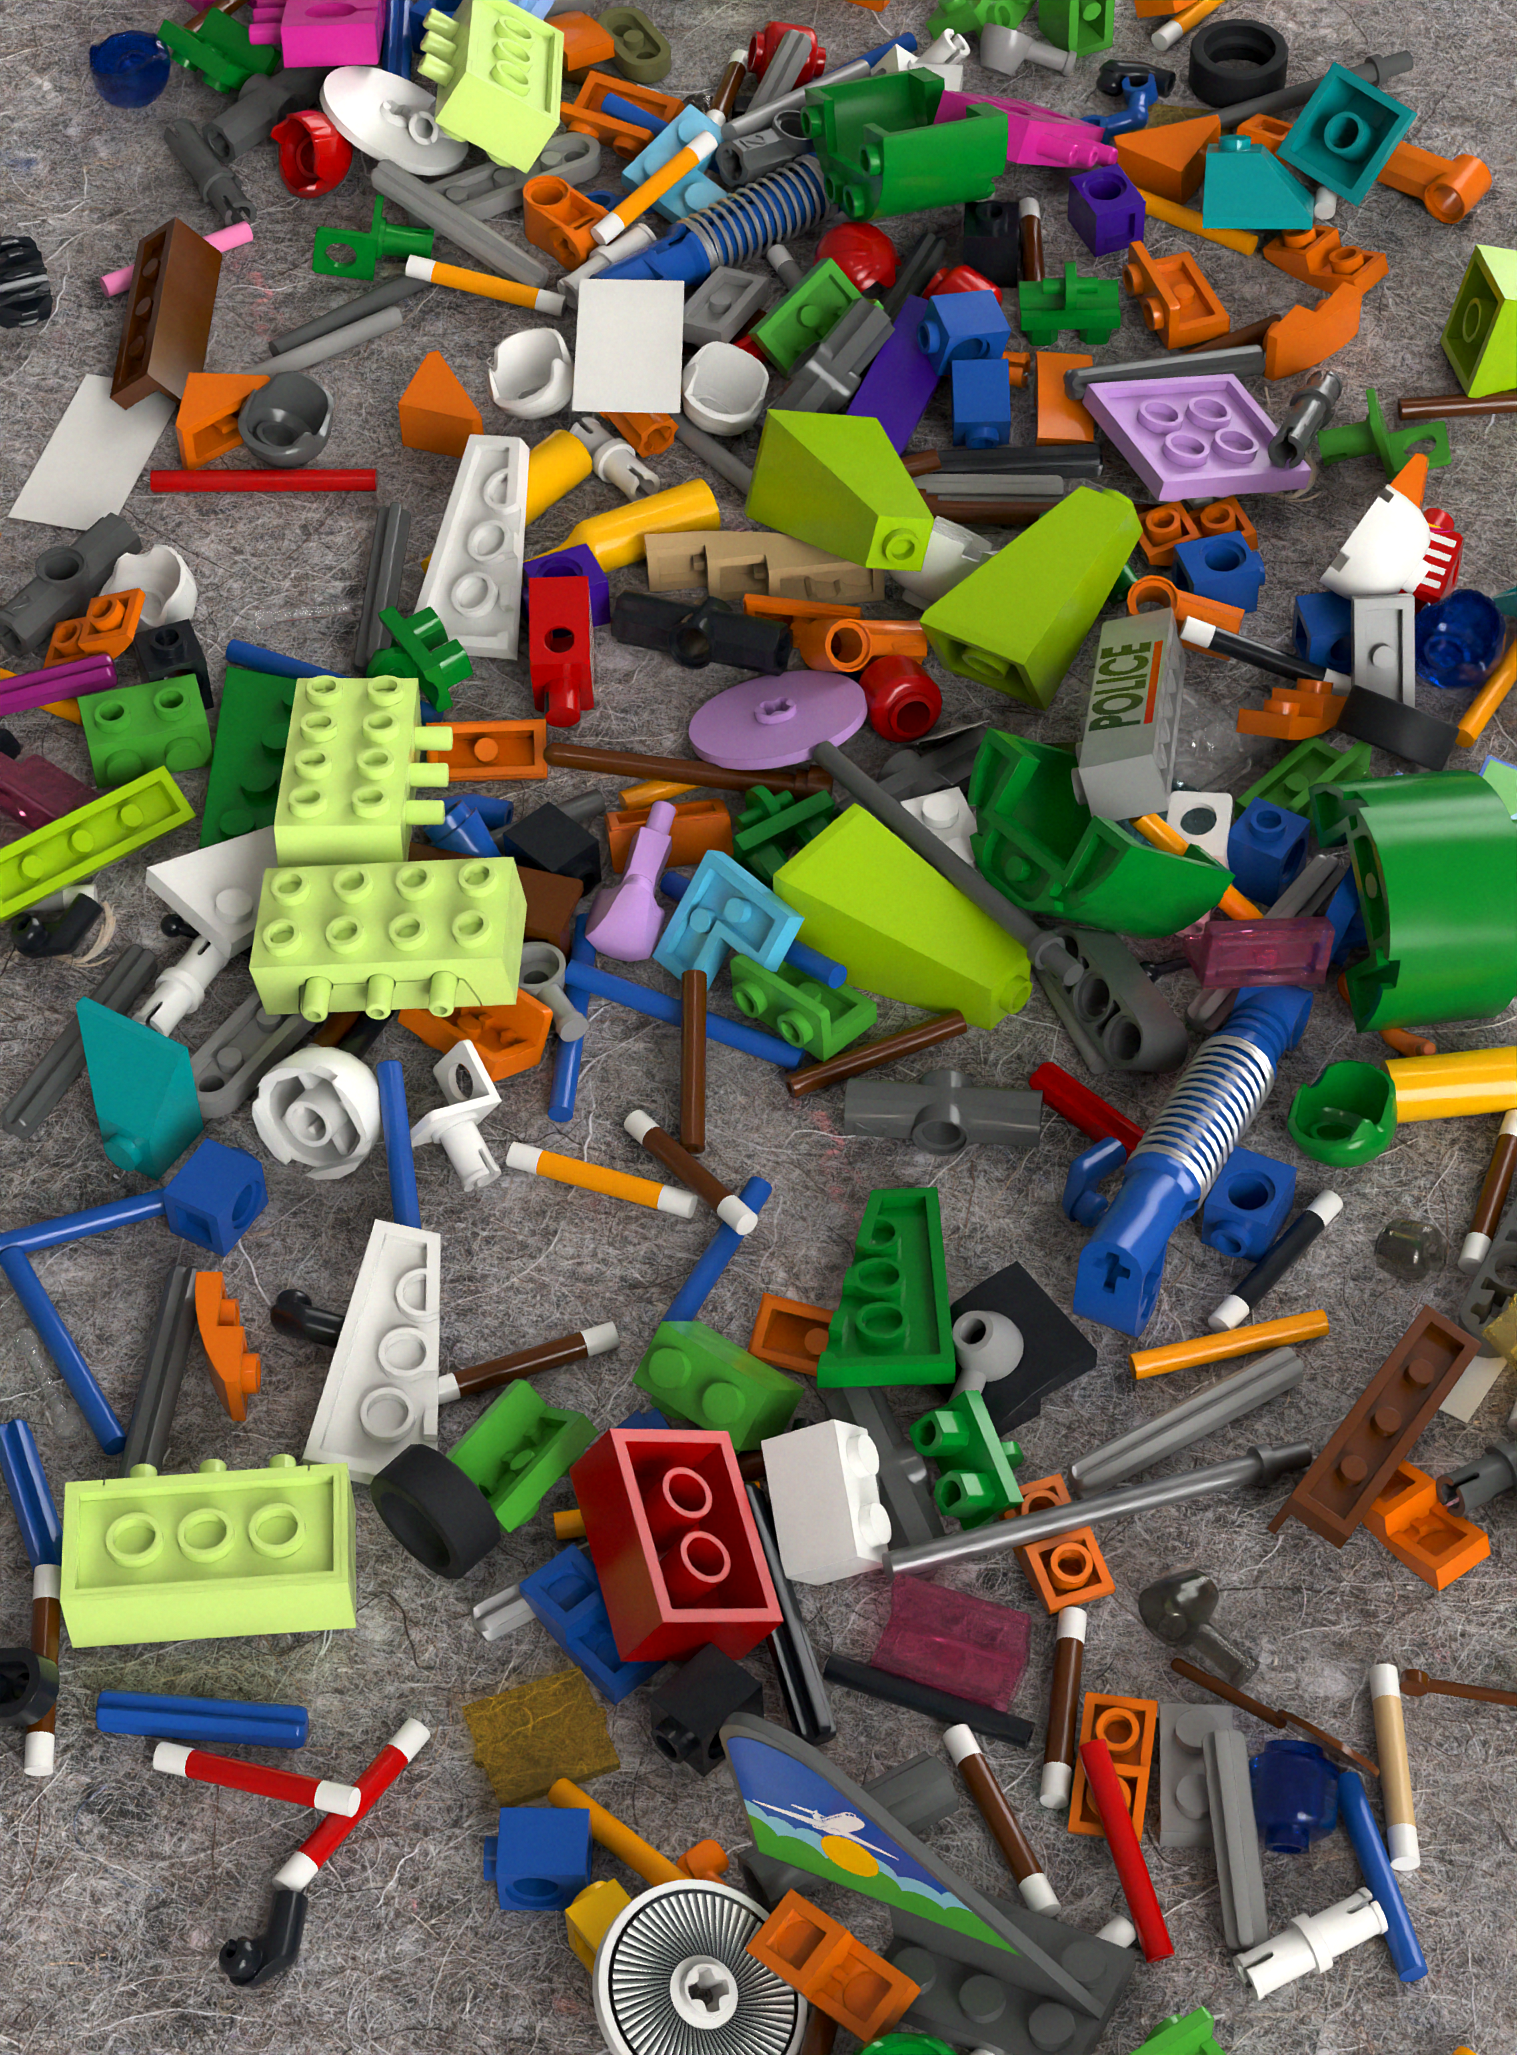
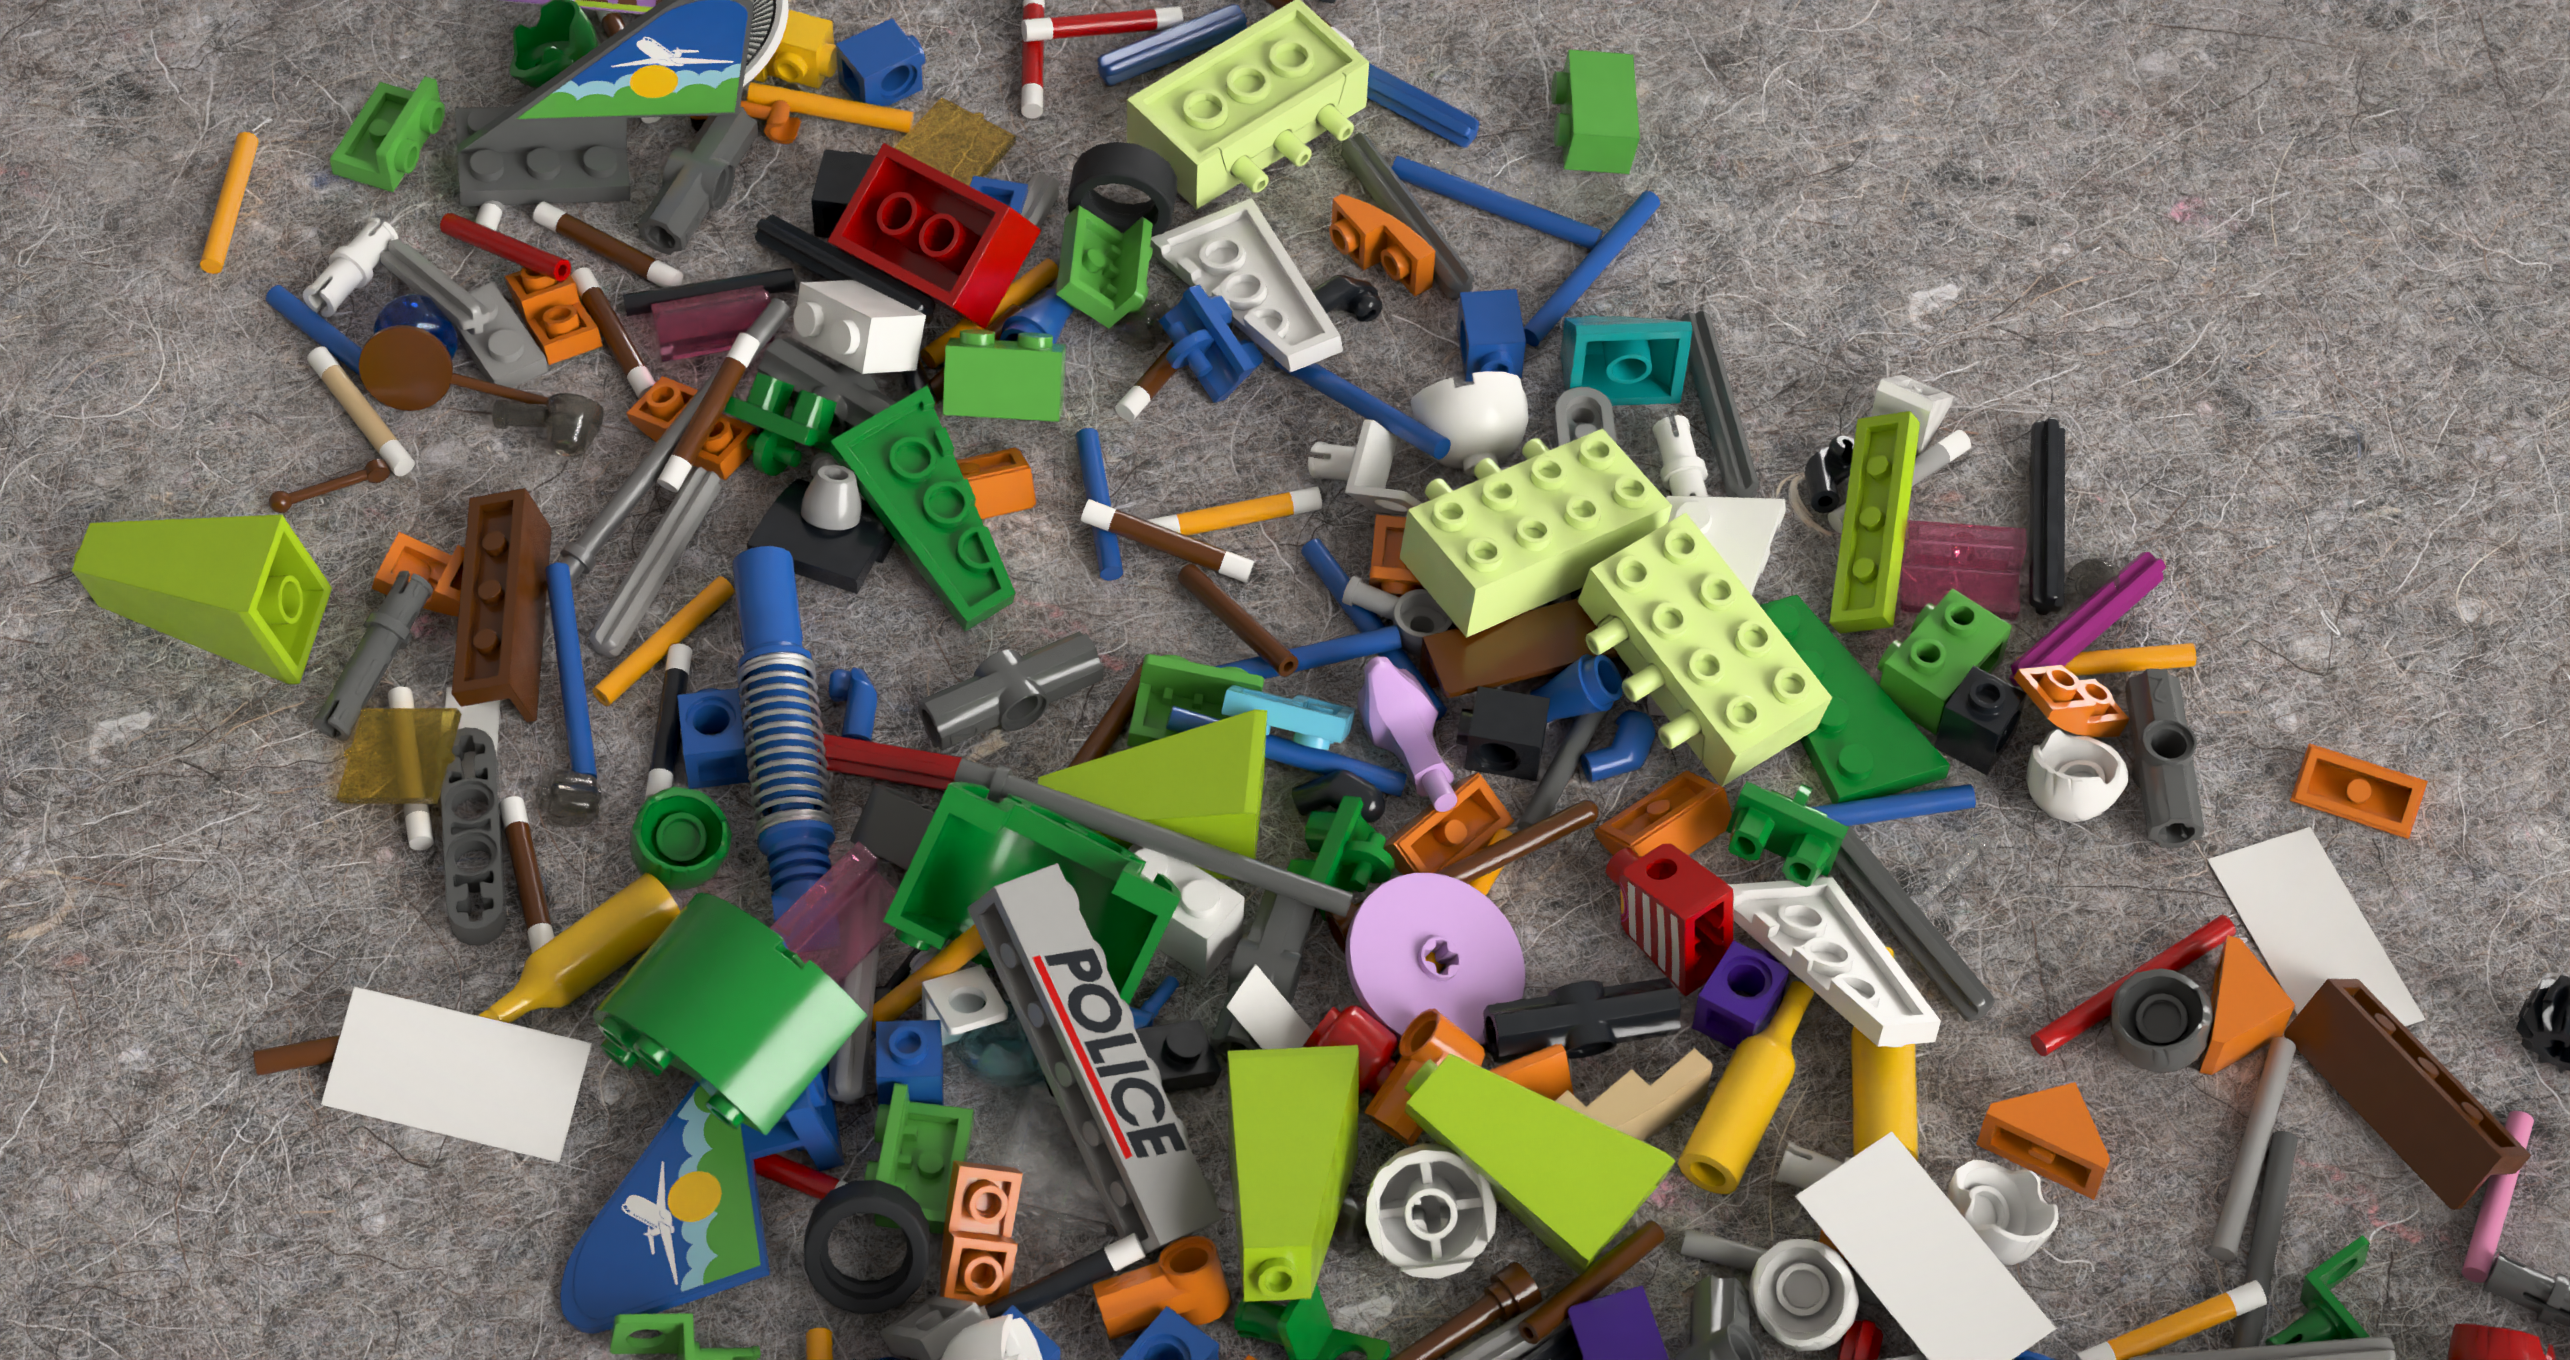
camera: 140 degrees right, 5 degrees up
(489, 1319) = (1207, 344): none -> blue hips
(1043, 1495) = (708, 412): none -> reddish brown bar
(1341, 1346) = (570, 669): none -> blue bar

